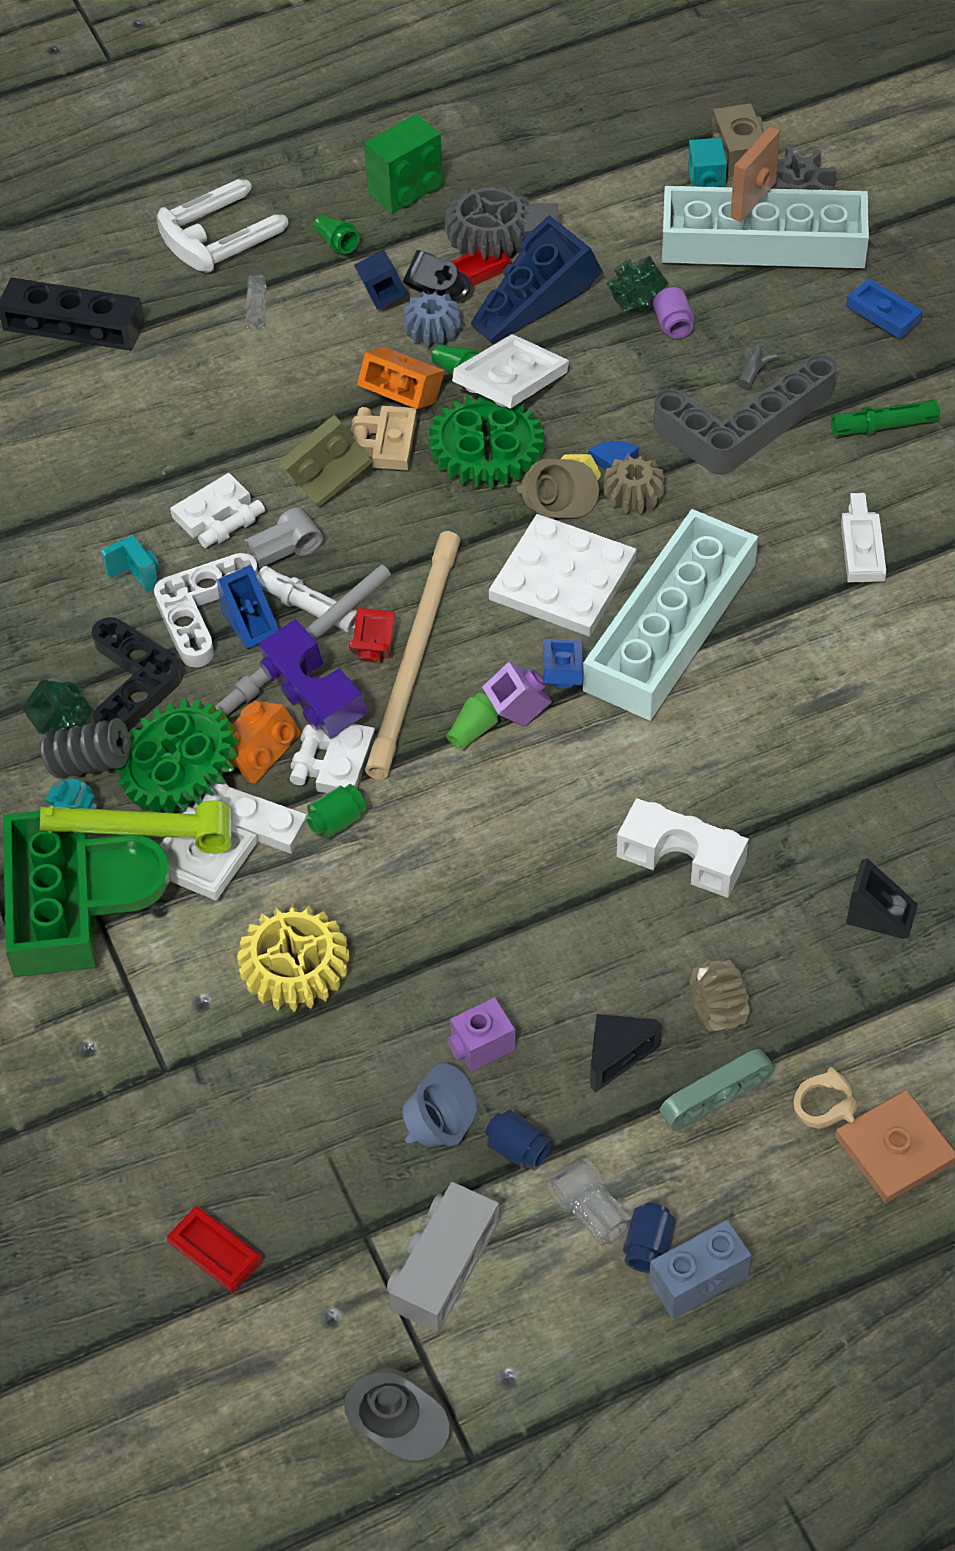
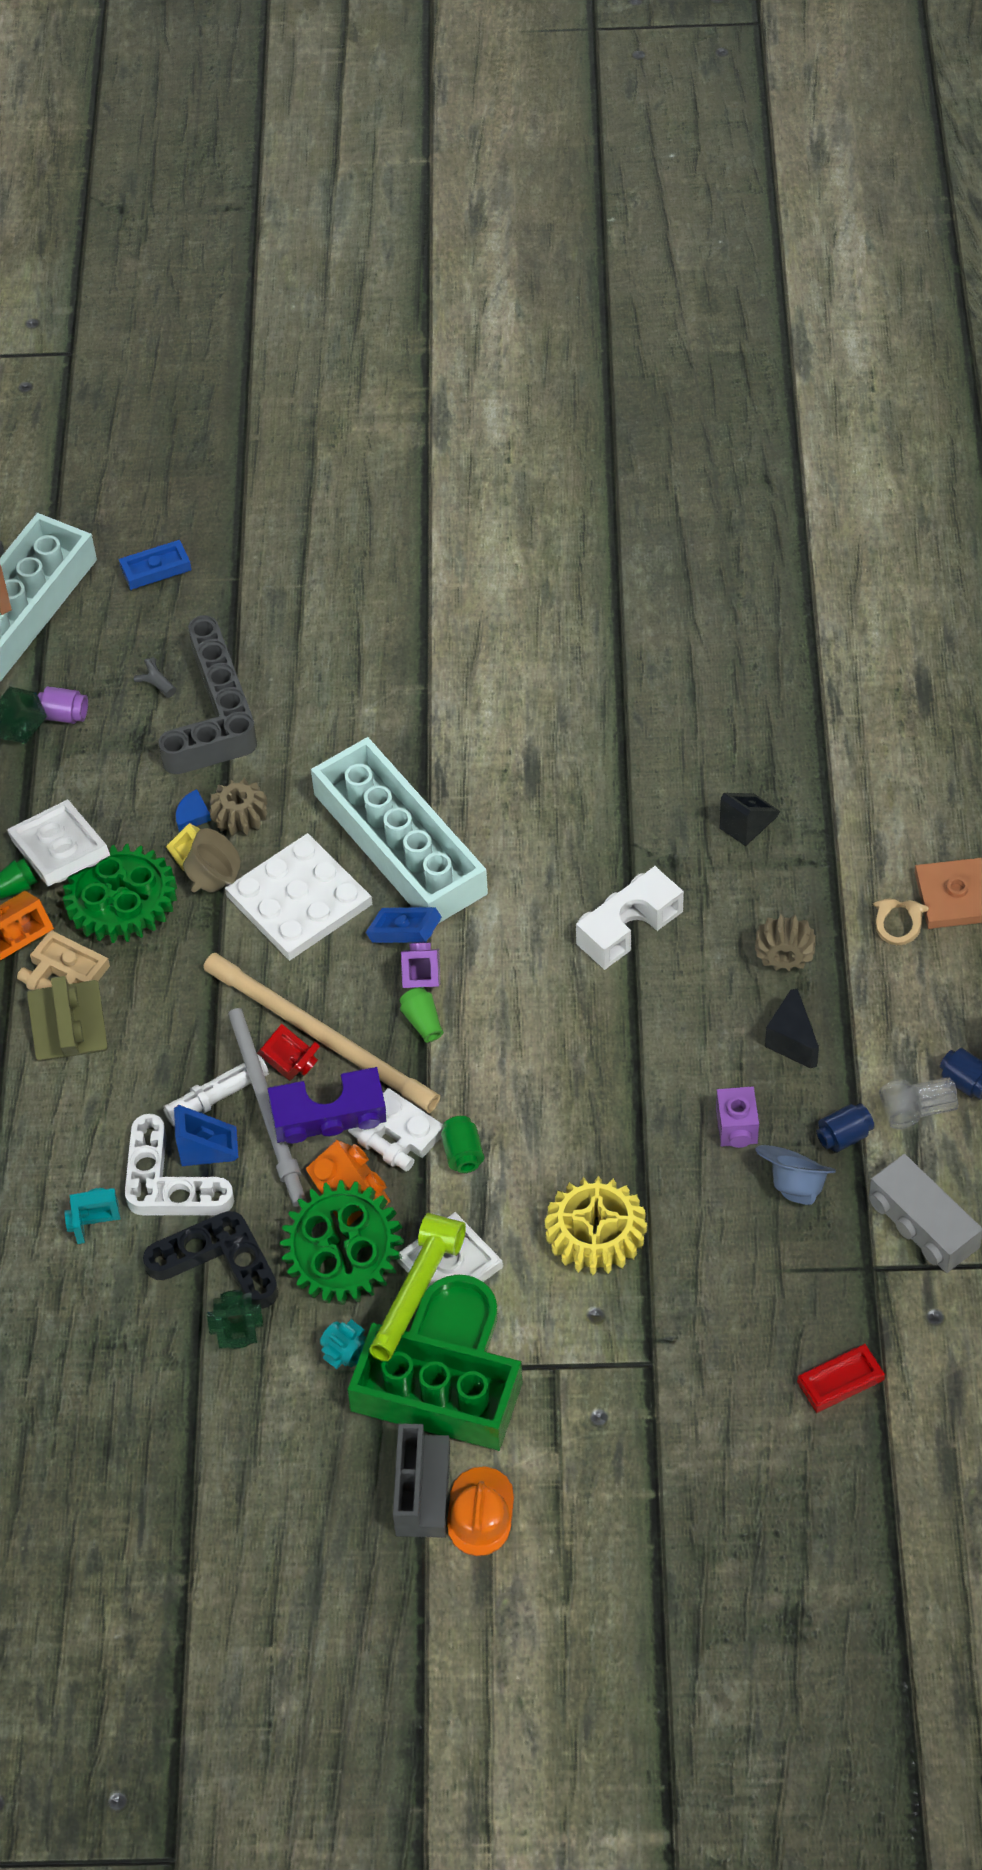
camera: 65 degrees left, 0 degrees up
(86, 748) = (297, 1307): dark grey piece -> none
(213, 504) = (53, 1128): white plate -> none
(270, 822) = (441, 1198): white plate -> none
(292, 534) = (135, 1078): light grey piece -> none
(717, 1089) = (860, 981): sand green beam -> none
(862, 542) = (393, 680): white hinge -> none
(872, 420) = (270, 623): green pin -> none

